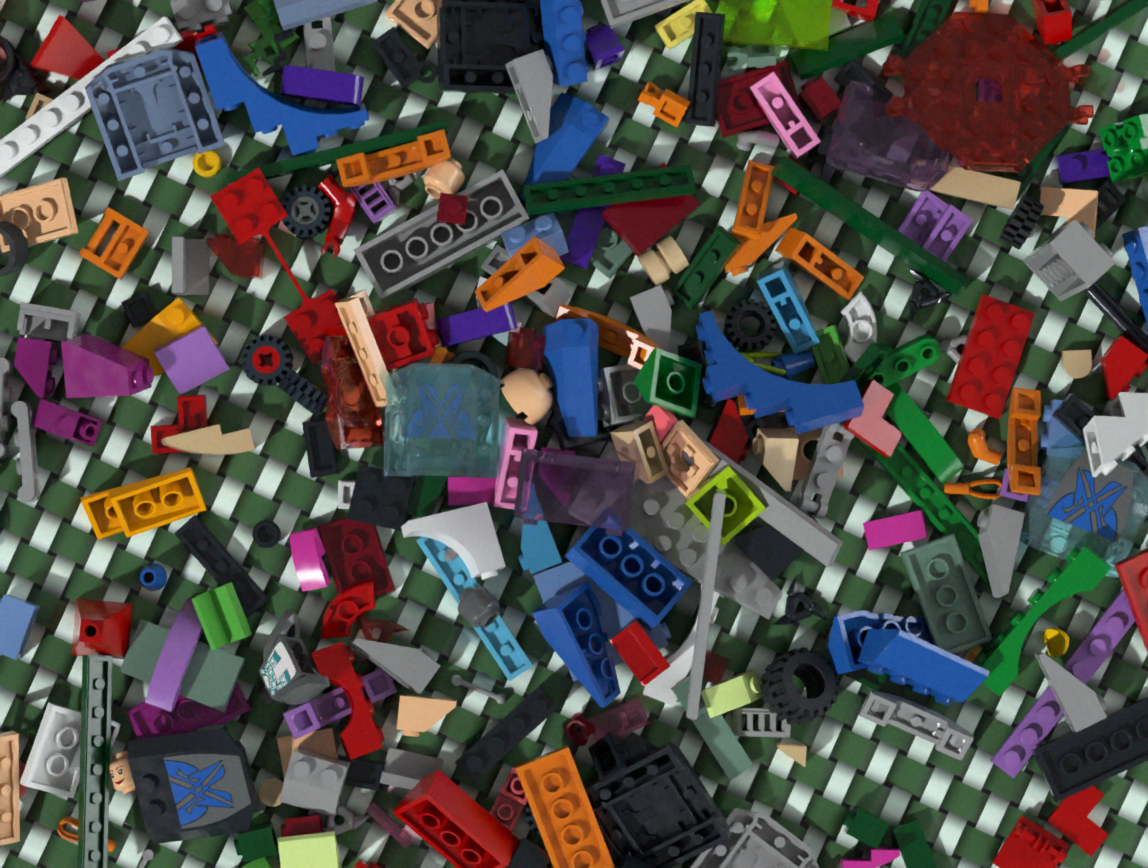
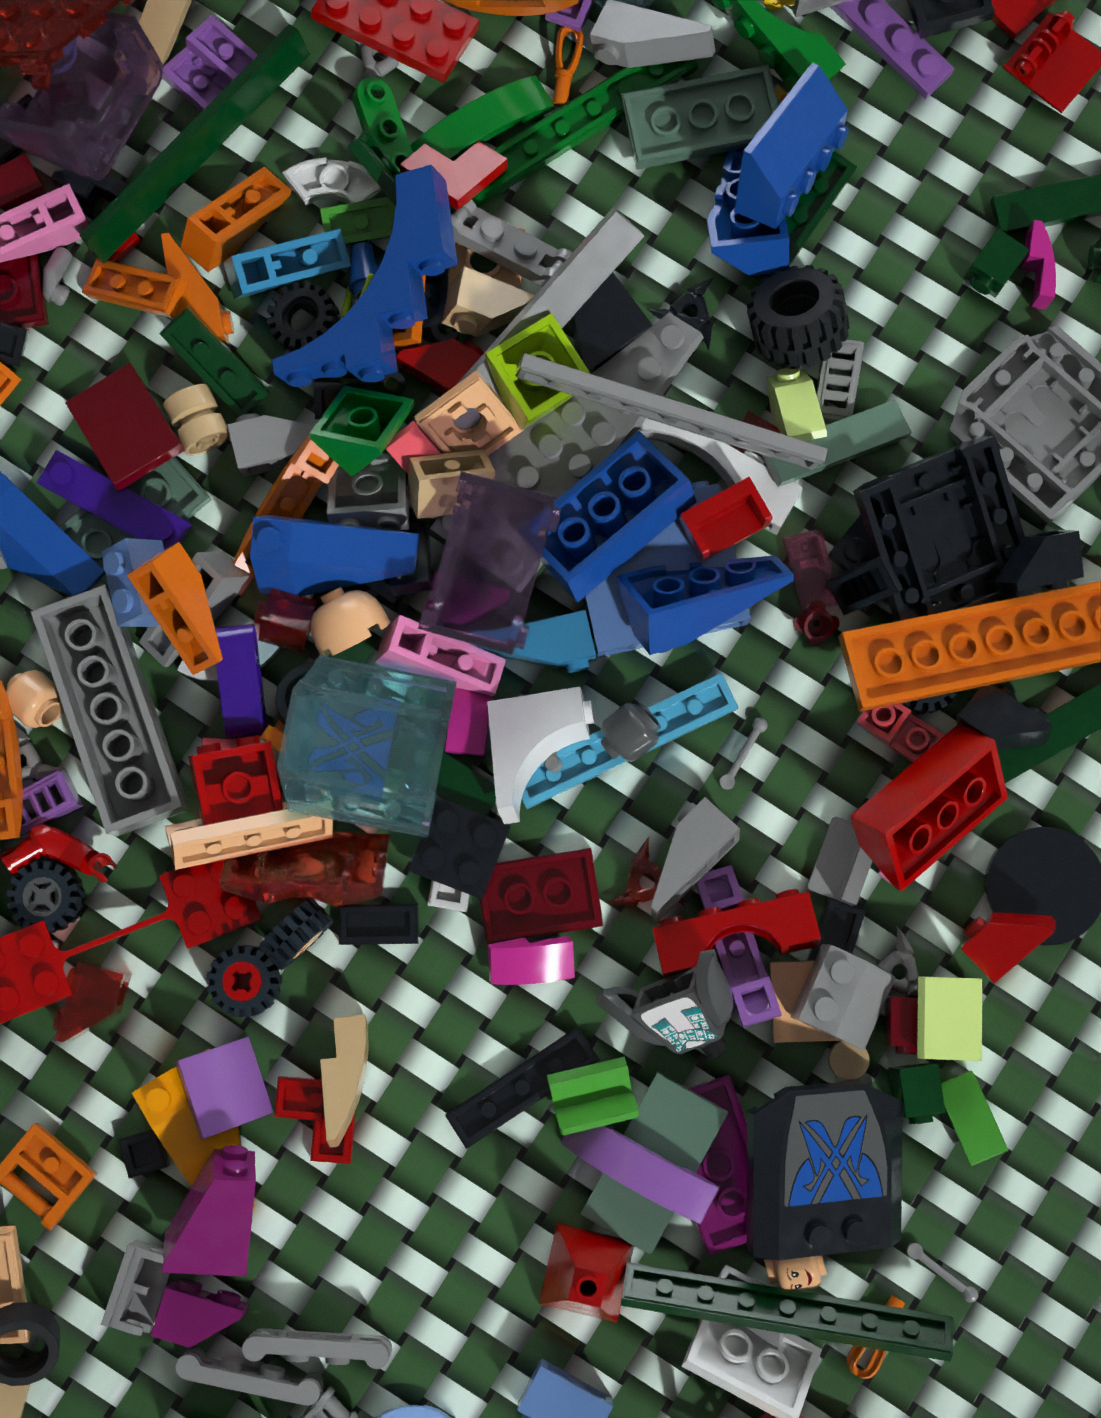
camera: 80 degrees left, 5 degrees down
(66, 422) = (285, 1281): magenta slope -> none
(144, 504) = (418, 1186): light orange slope -> none
(159, 573) = (526, 1177): blue cone -> none
(190, 266) = (95, 1072): light grey panel -> none
(266, 534) = (486, 1017): black plate -> none
(346, 607) = (605, 917): red tile -> none
(390, 824) = (915, 899): clear pink tile -> none
(420, 713) = (766, 834): light nougat slope -> none
(452, 208) = (72, 686): dark red plate -> none
(506, 734) = (820, 731): black arch -> none
(609, 189) = (84, 473): dark green plate -> none
(794, 750) = (883, 340): tan slope -> none
(895, 530) = (605, 171): dark pink slope -> none
(916, 299) = (305, 102): black piece -> none
(919, 721) = (865, 173): light grey slope -> none
(980, 449) = (513, 50): orange arm -> none

